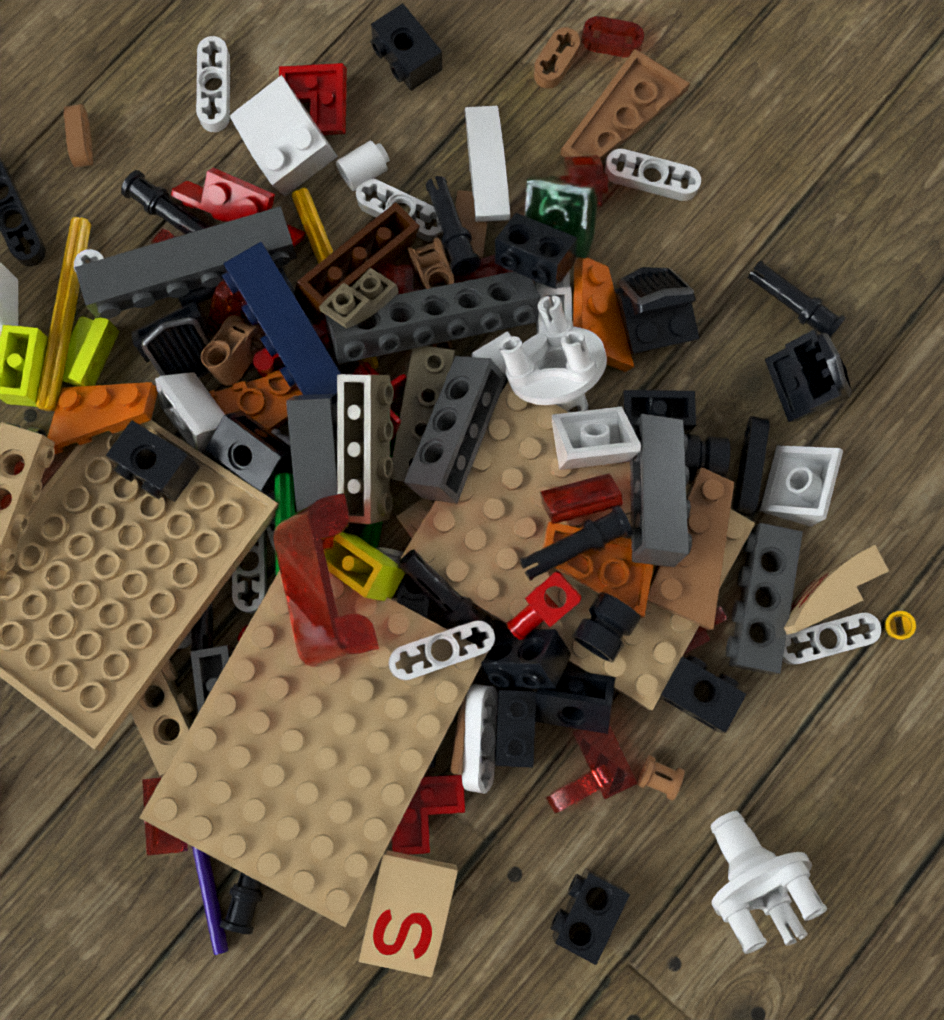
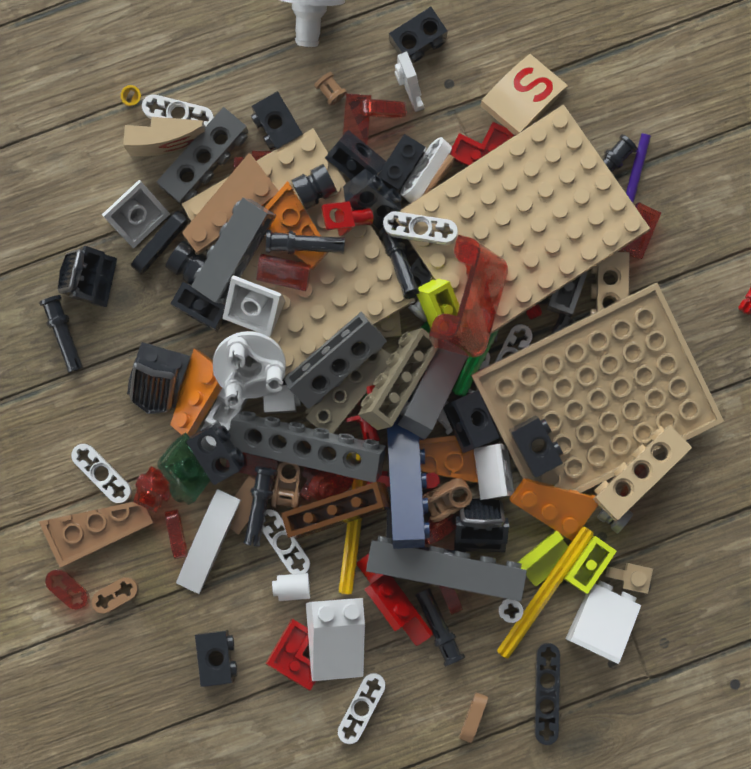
camera: 145 degrees left, 5 degrees up
(361, 300) = (349, 475): dark tan slope -> none
(528, 151) = (176, 534): none -> clear red beam
(574, 849) = (406, 75): none -> white wing

